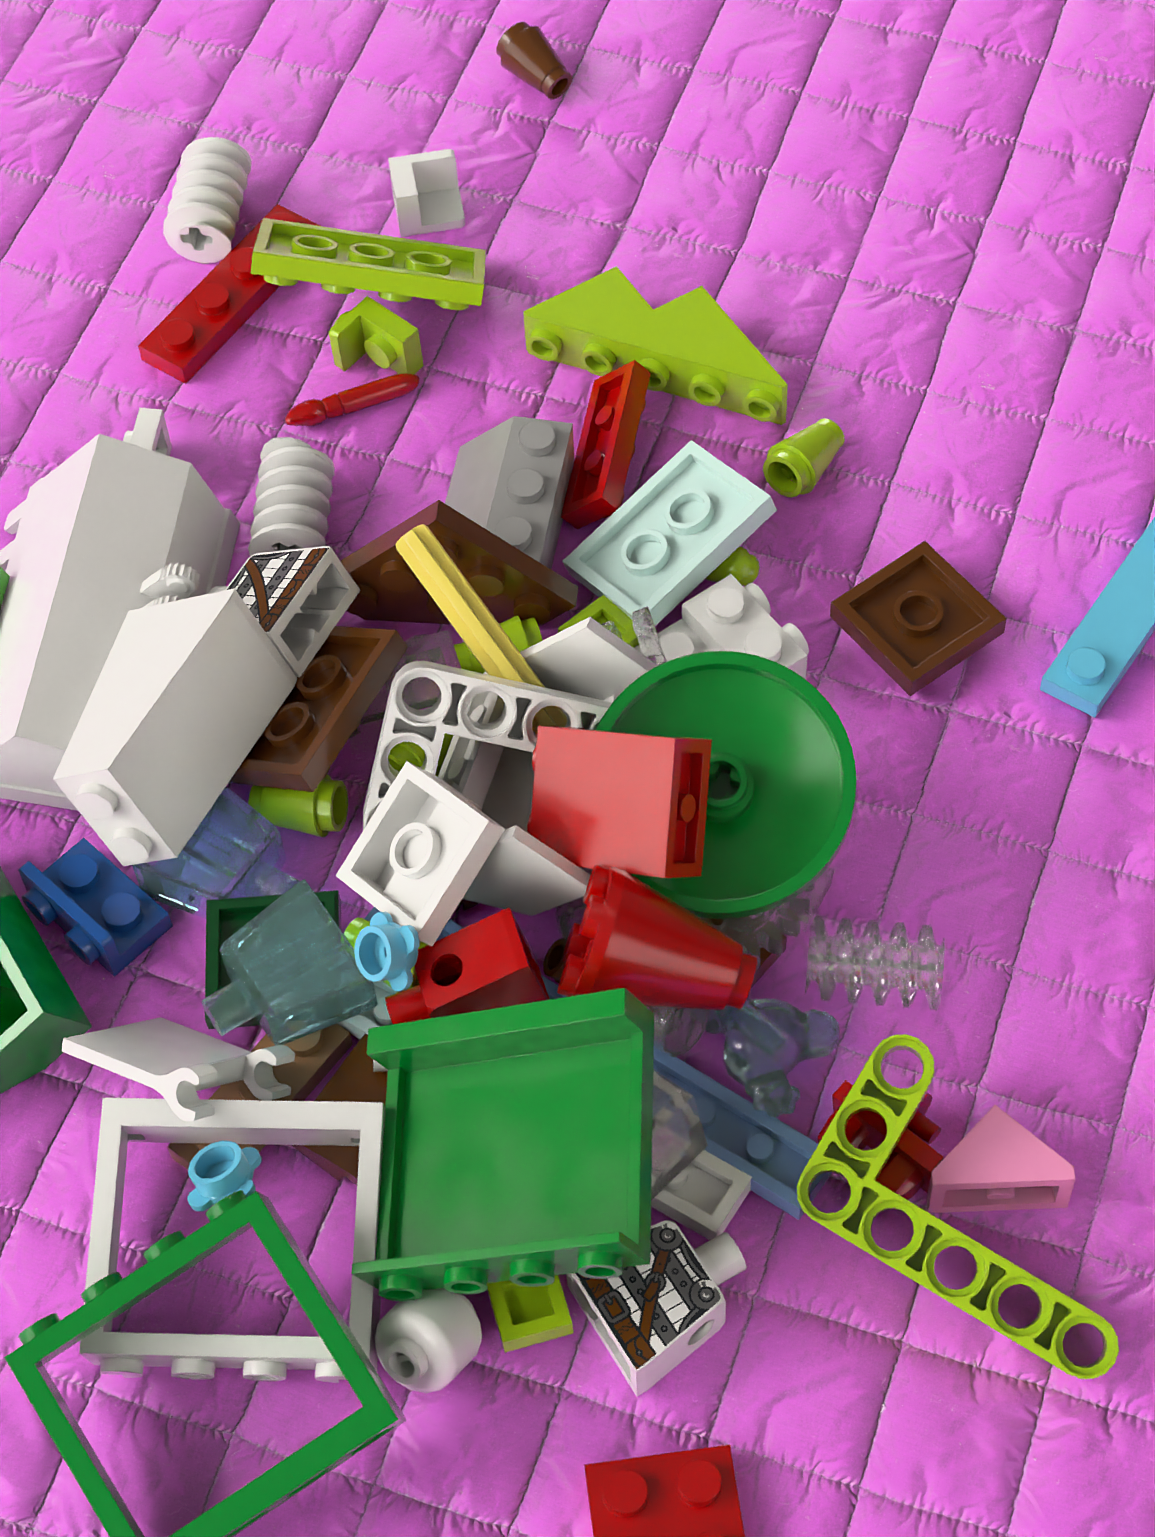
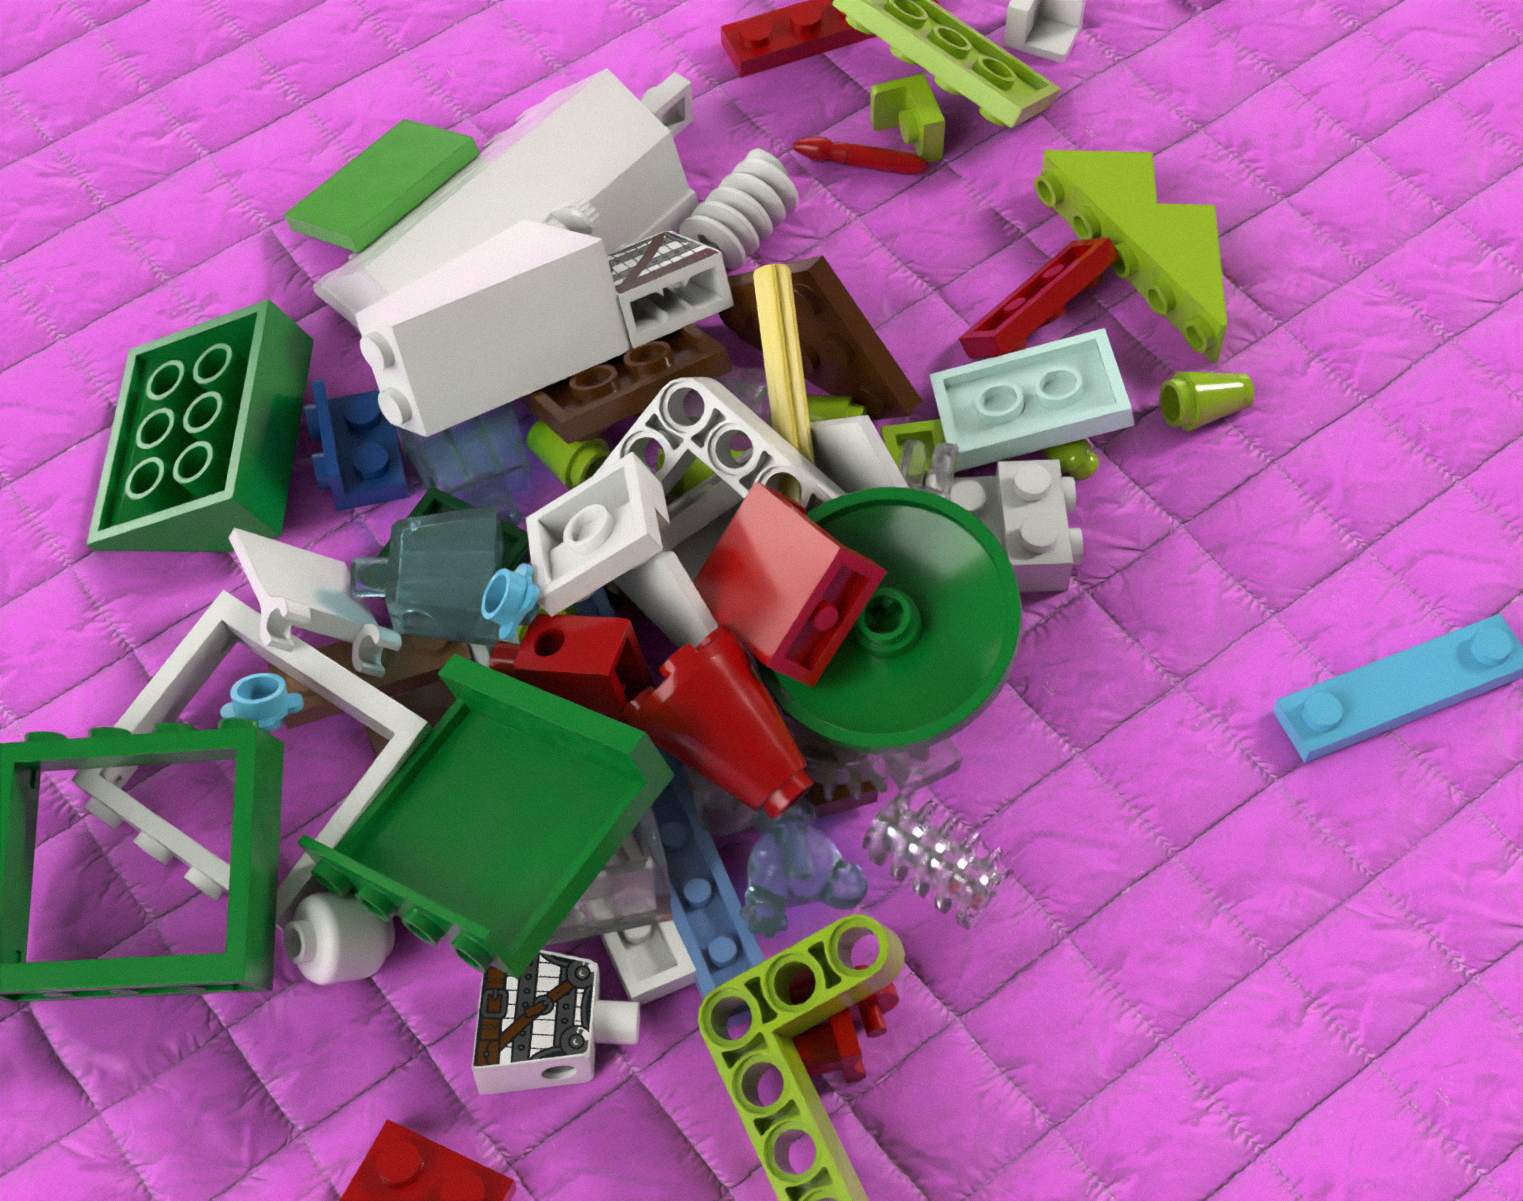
camera: 30 degrees right, 0 degrees up
(516, 482) = (933, 298): light grey slope -> none
(529, 1313) = (436, 973): lime plate -> none
(917, 618) = (1202, 587): reddish brown plate -> none
(1000, 1169) = (909, 1094): bright pink slope -> none

